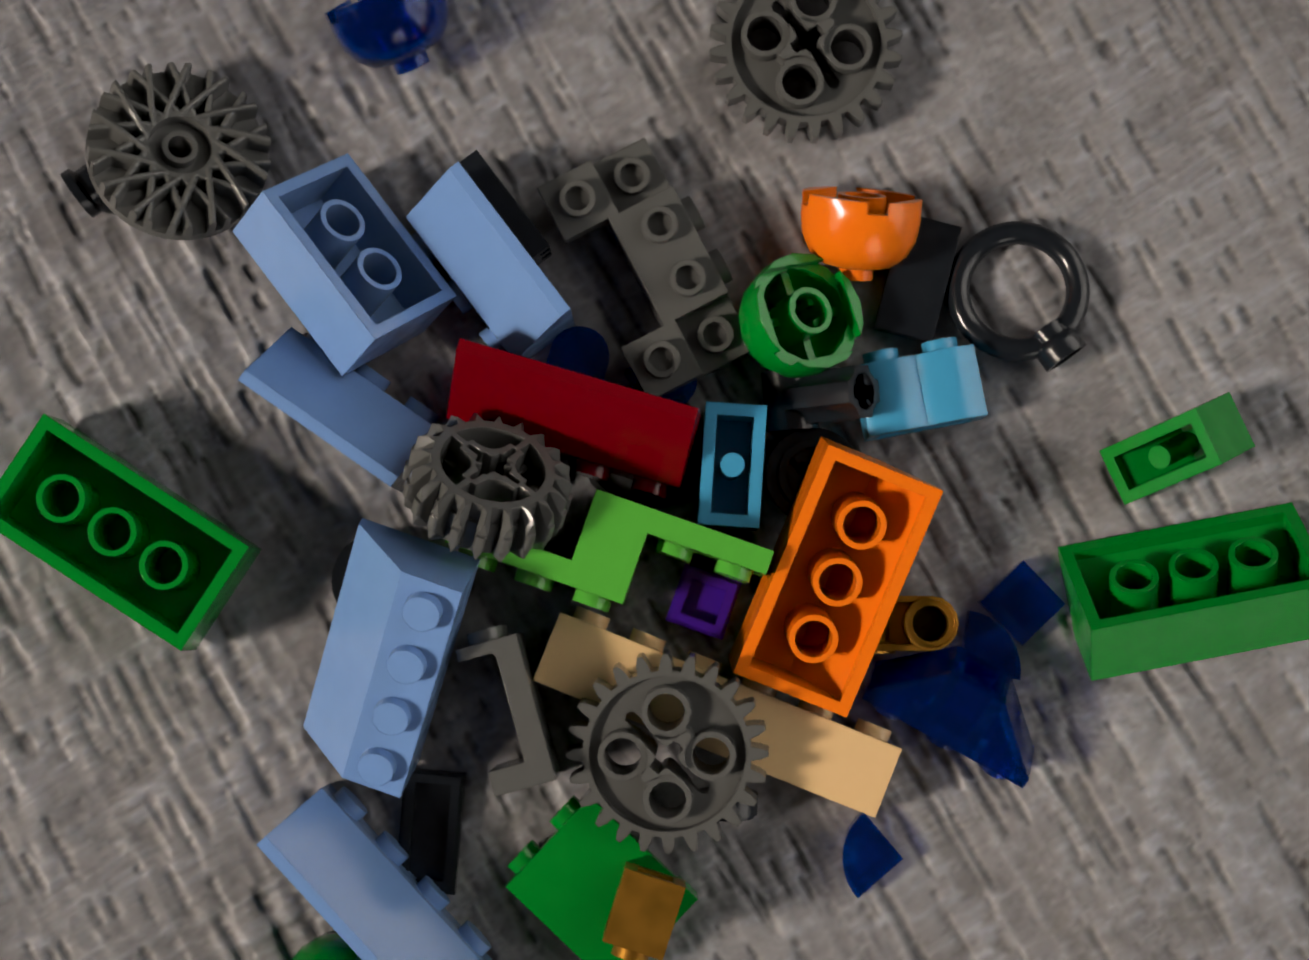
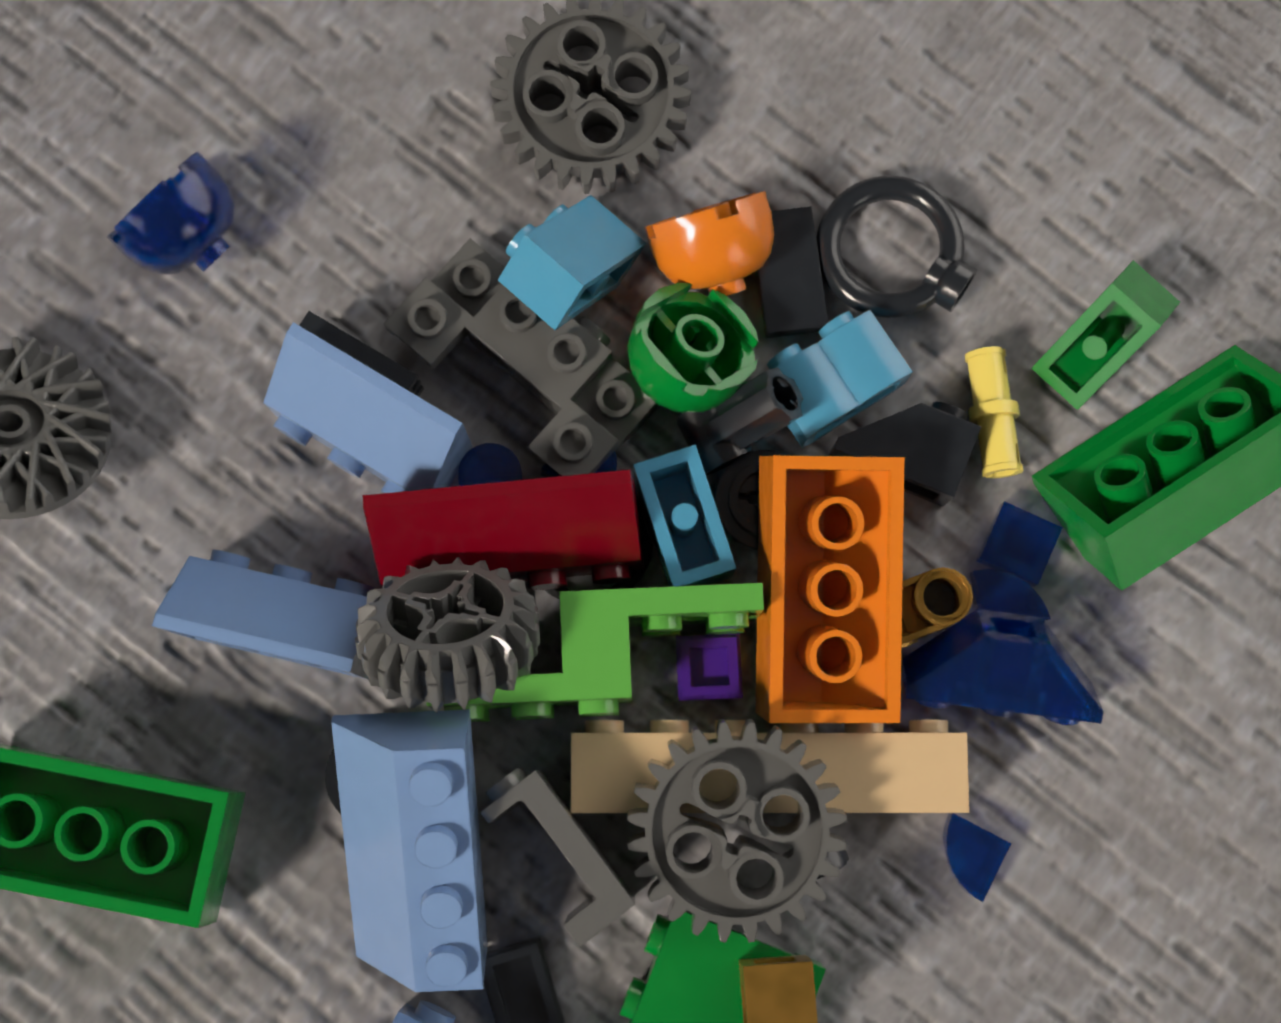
camera: 25 degrees left, 5 degrees down
(343, 263) = (217, 471): medium blue brick -> none
(724, 195) = (570, 260): none -> dark azure brick
(973, 481) = (931, 439): none -> black slope
(1047, 477) = (994, 412): none -> light yellow pin

